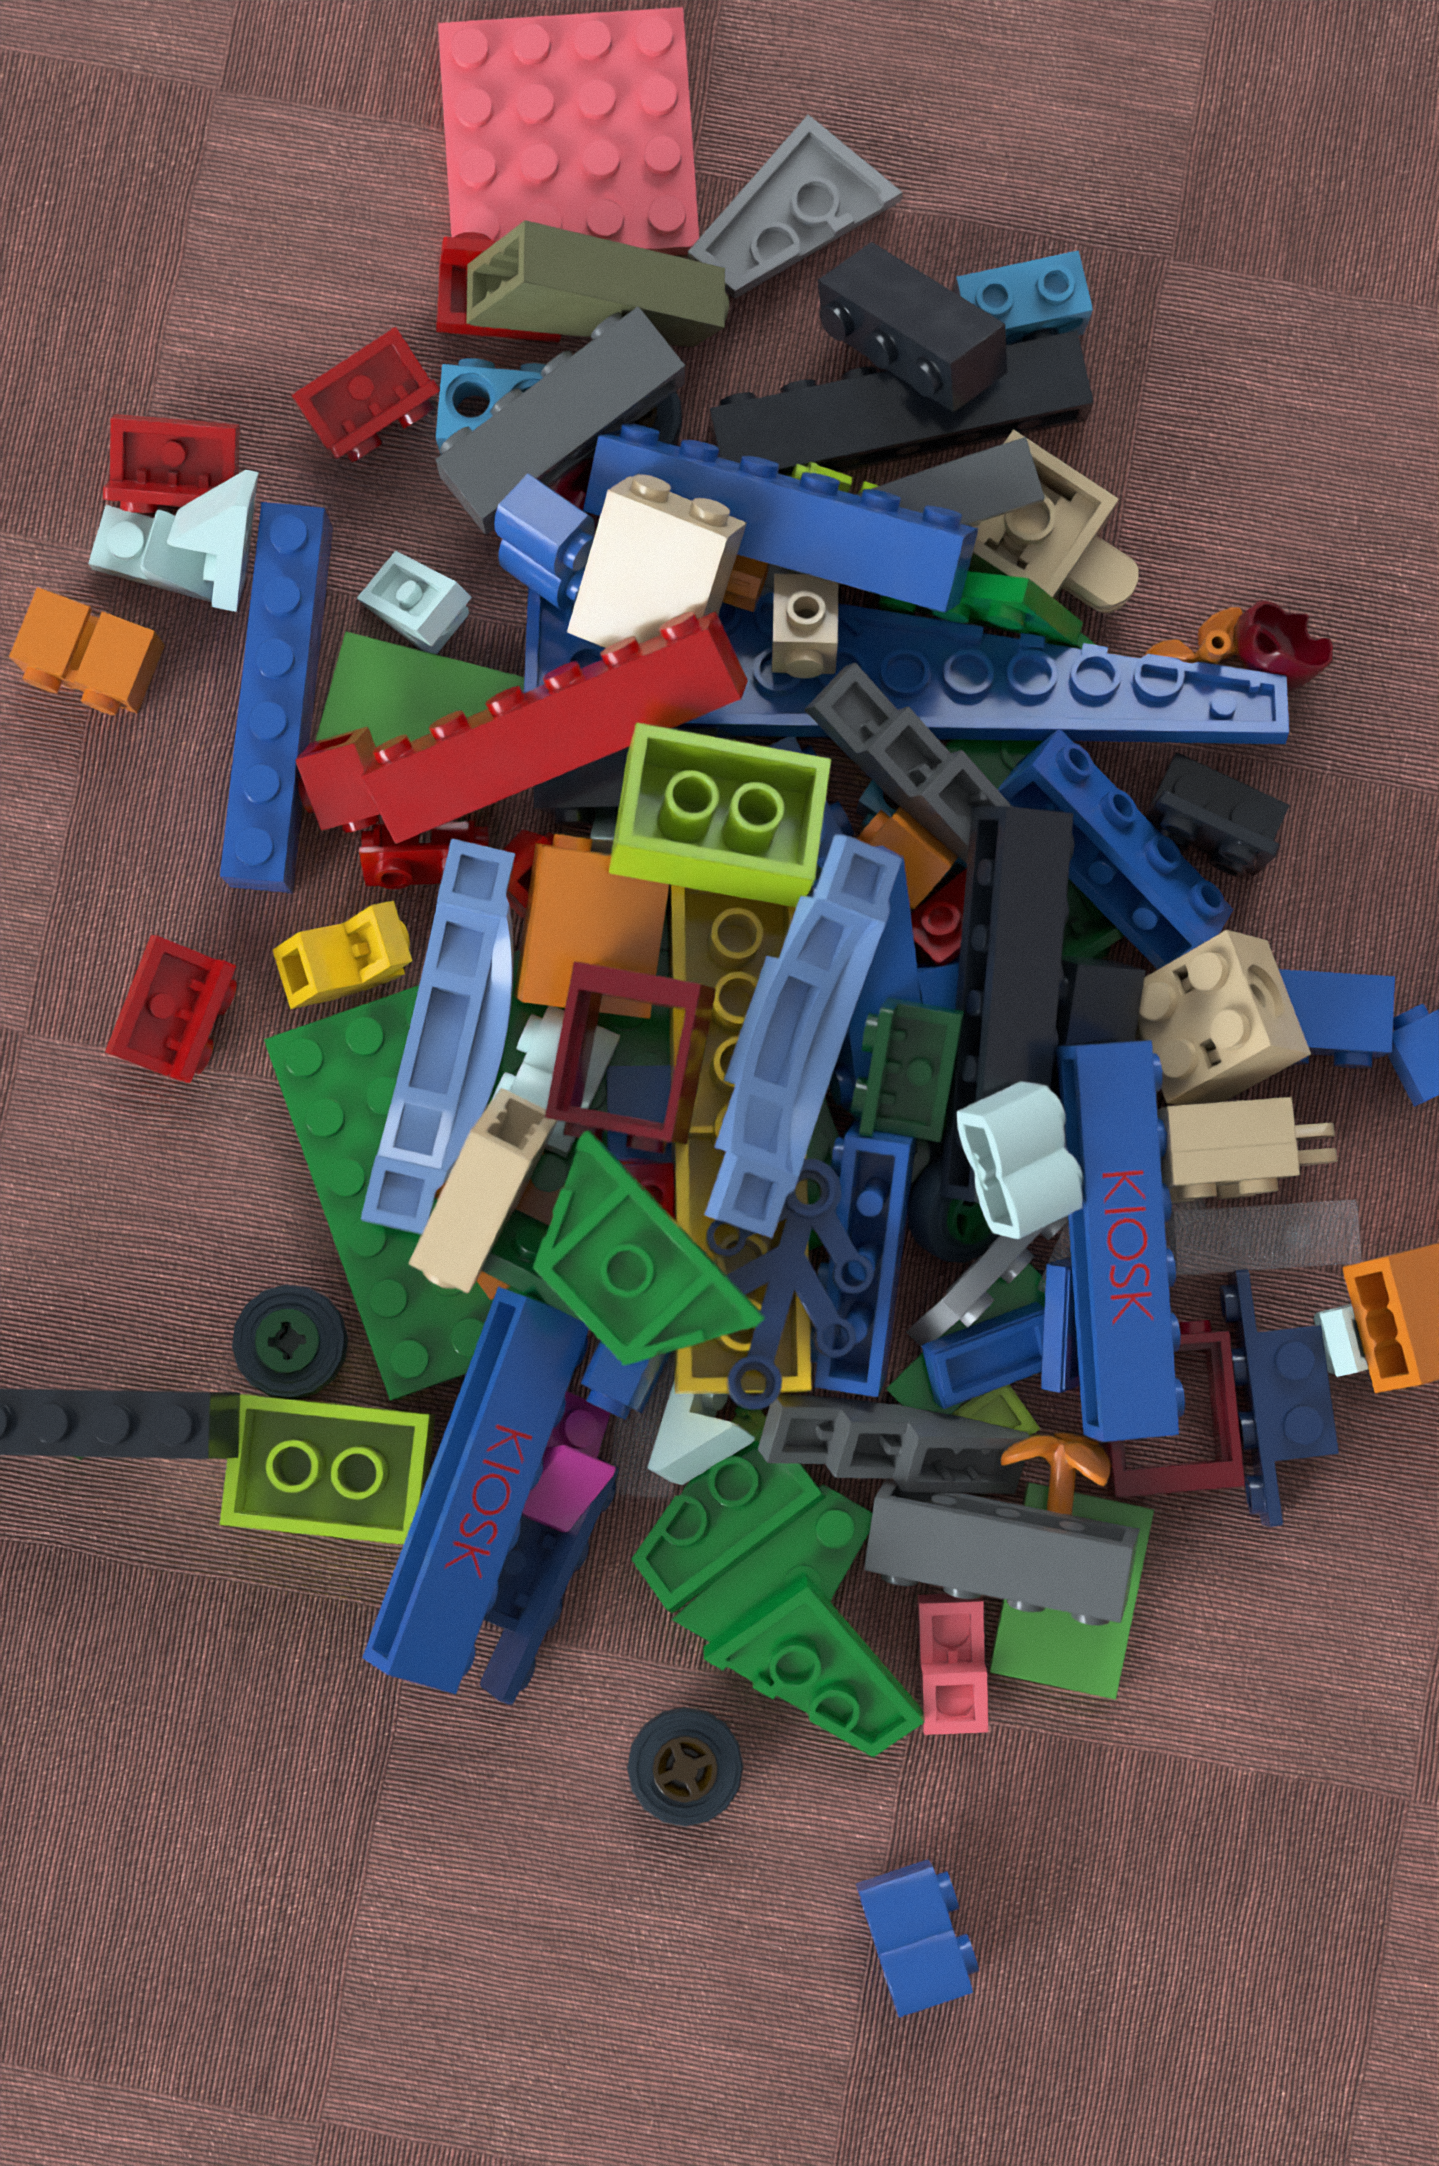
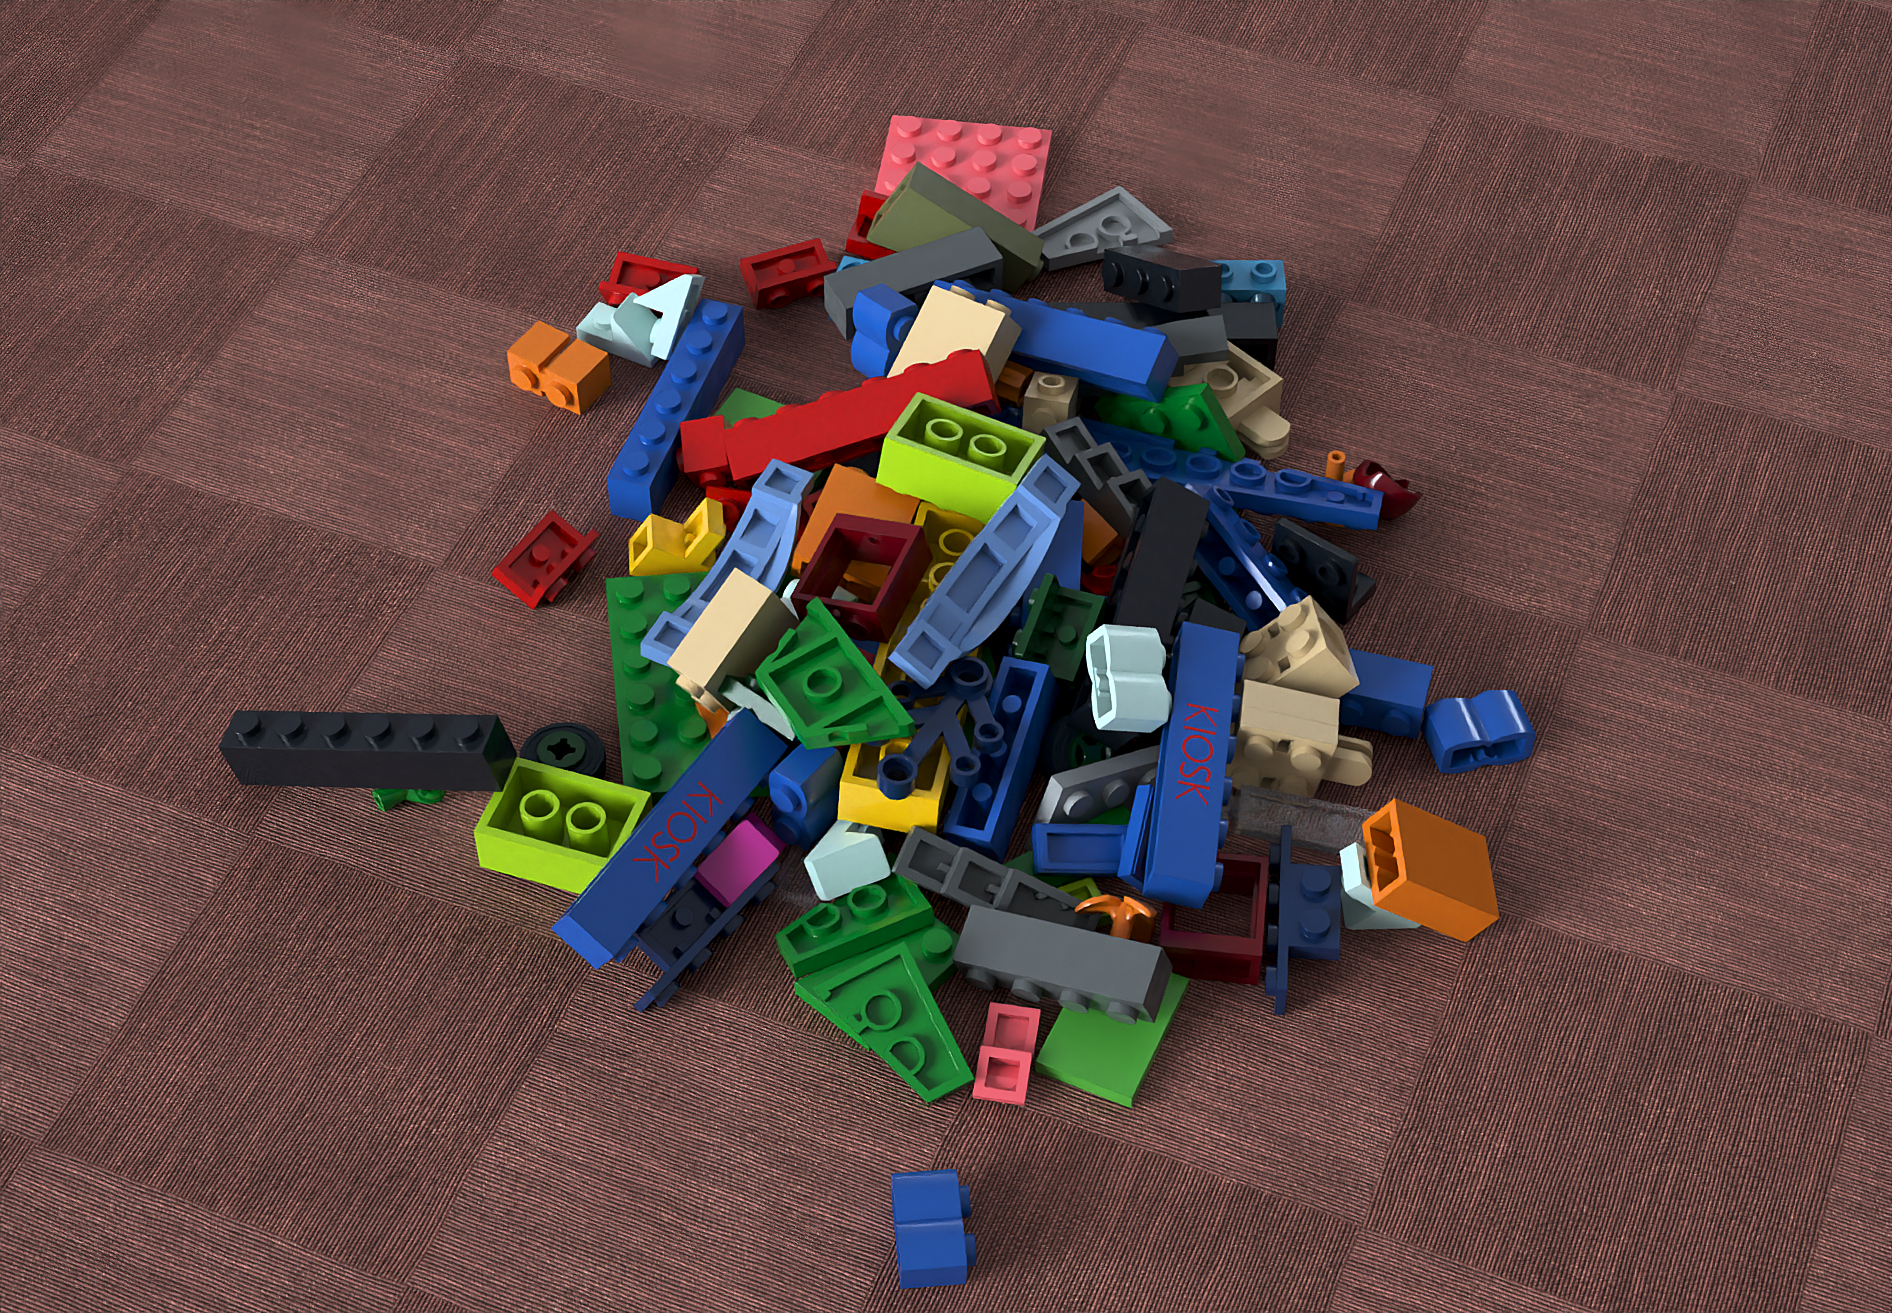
camera: 15 degrees right, 35 degrees down
(416, 602) = (791, 379): light aqua slope -> none
(675, 1793) = (793, 1069): black wheel -> none

